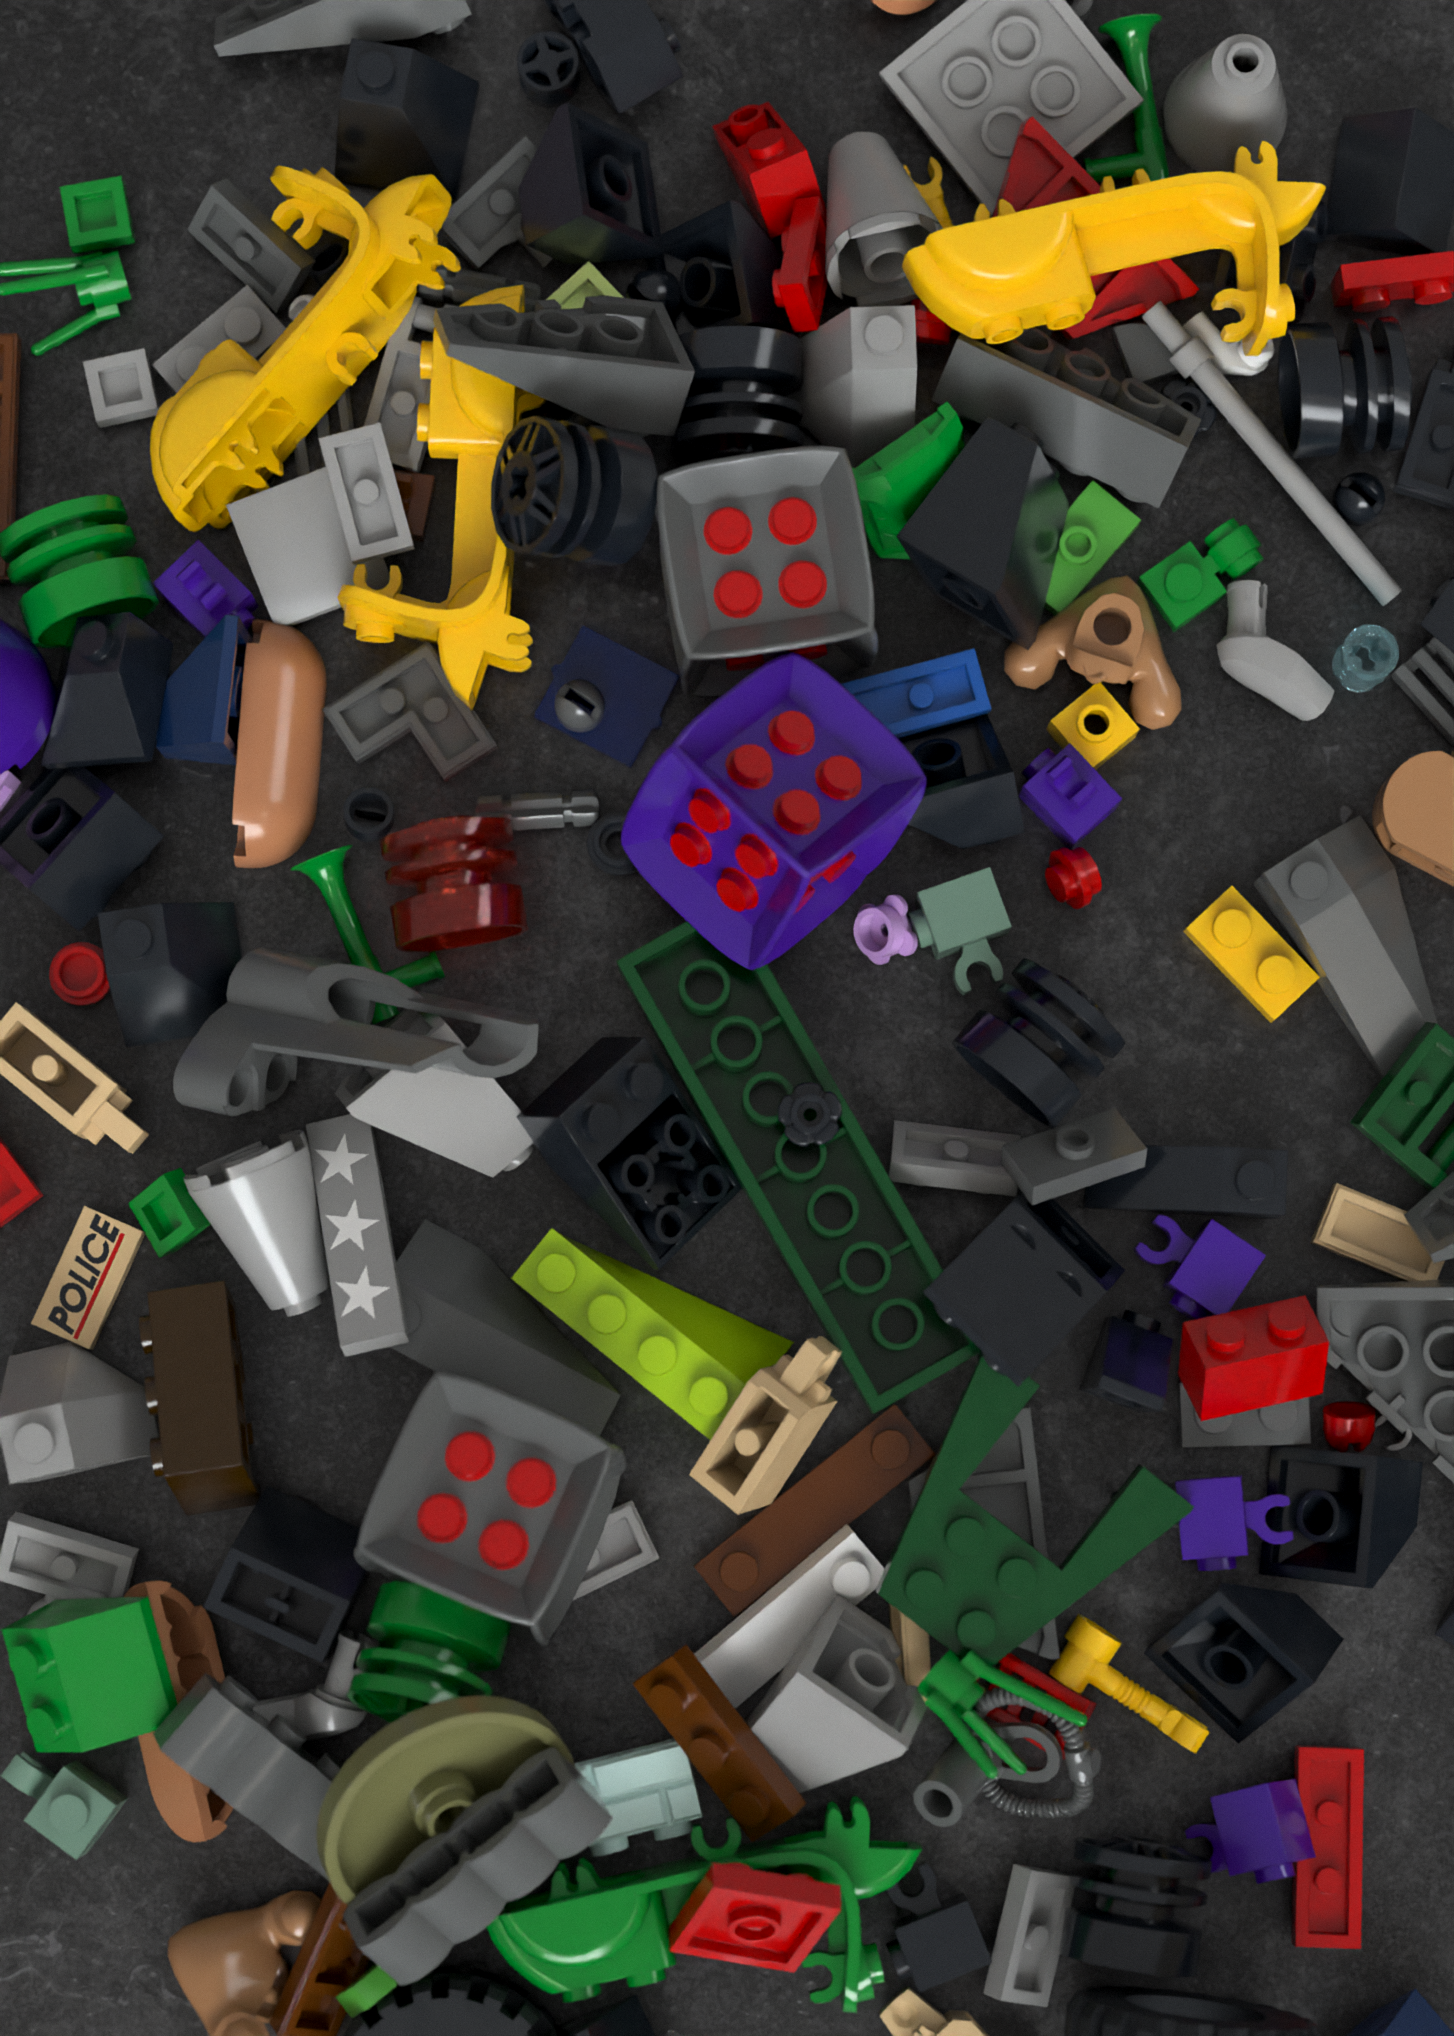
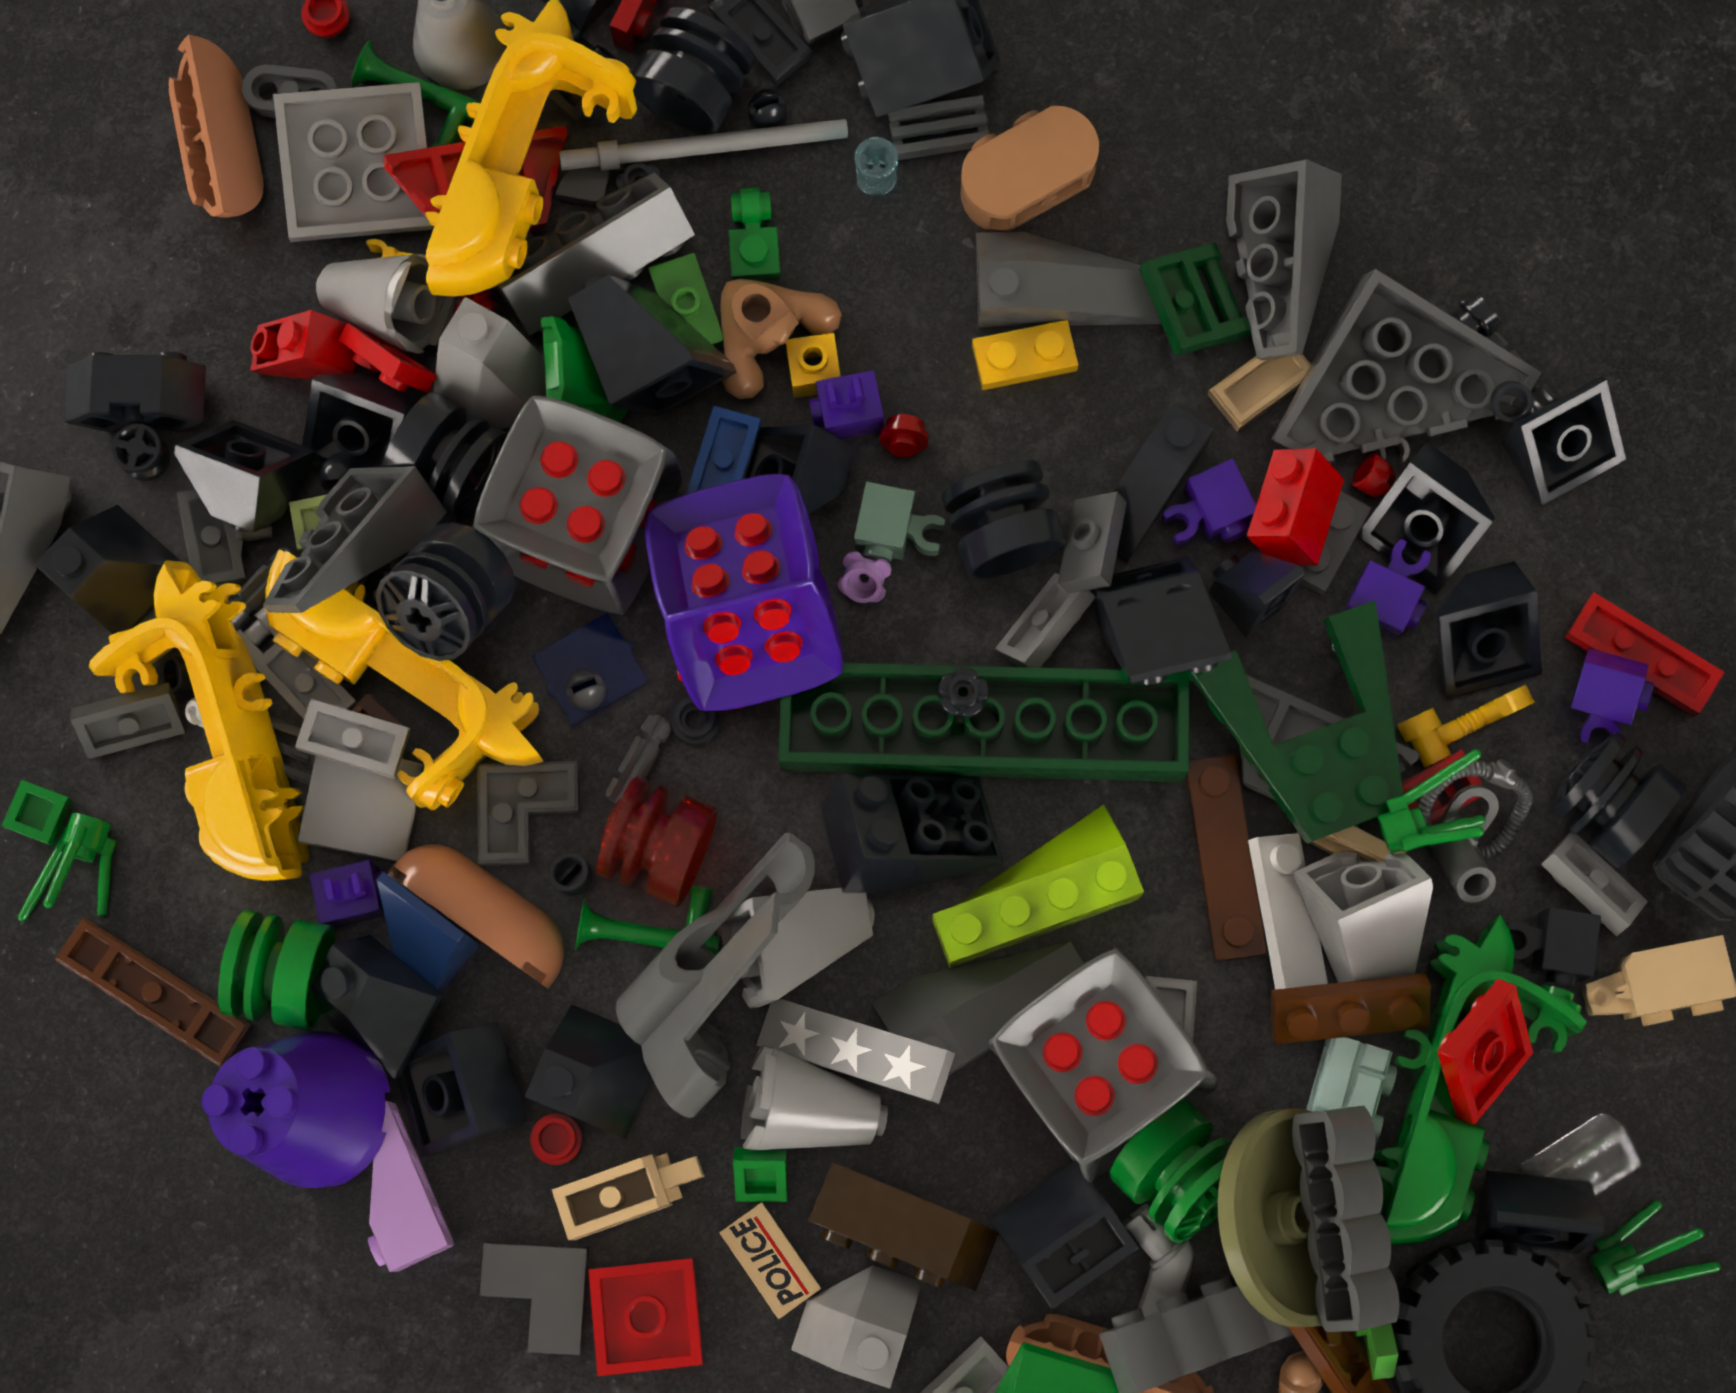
camera: 55 degrees left, 5 degrees down
(121, 388) = (168, 867): light grey plate -> none
(239, 319) = (172, 759): light grey plate -> none
(769, 1428) = (1156, 848): tan hinge -> none
(1227, 356) = (622, 130): white arm -> none
(1265, 663) = (840, 229): light grey arm -> none

